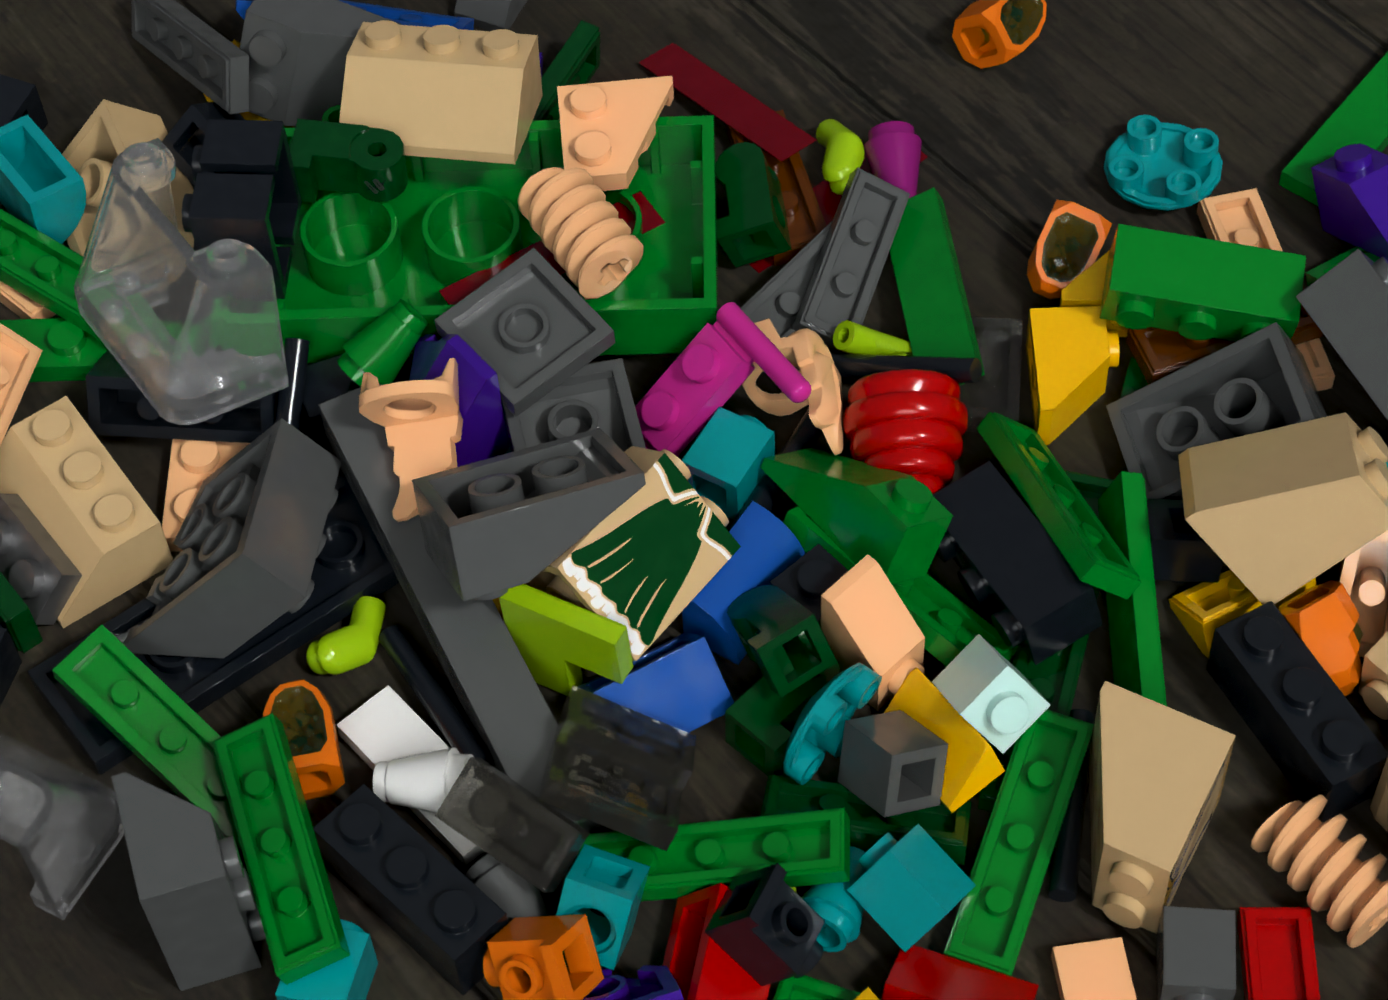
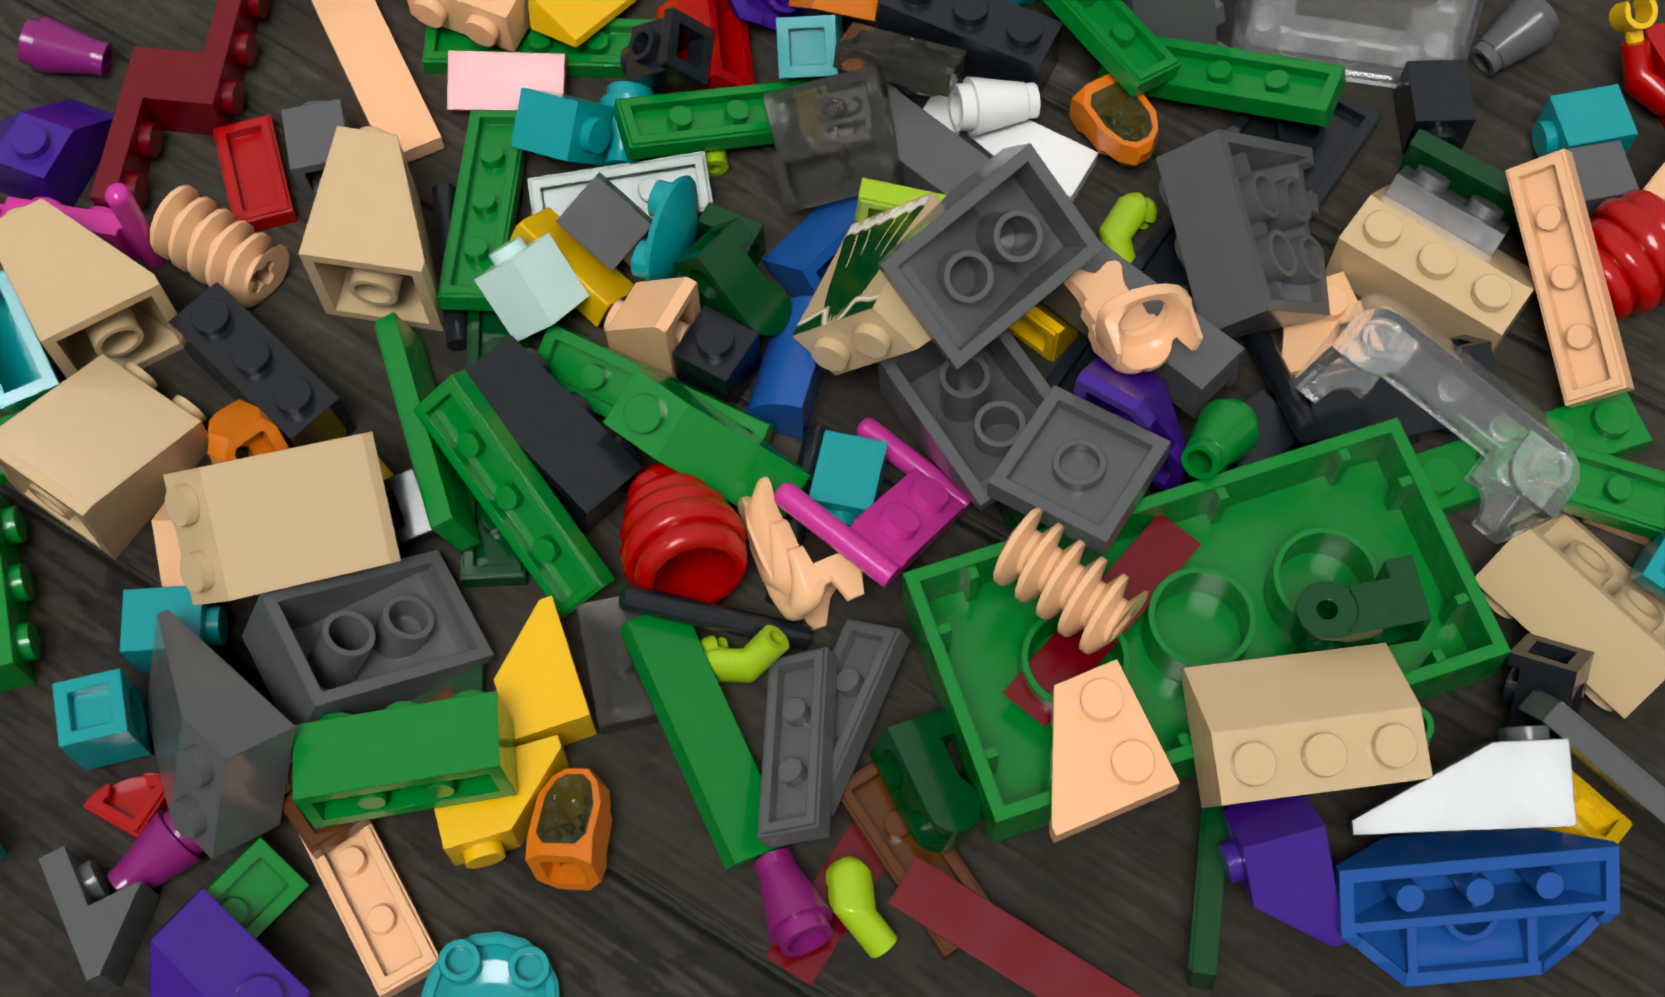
camera: 160 degrees right, 10 degrees up
(245, 191) = (1421, 456): black piece -> none

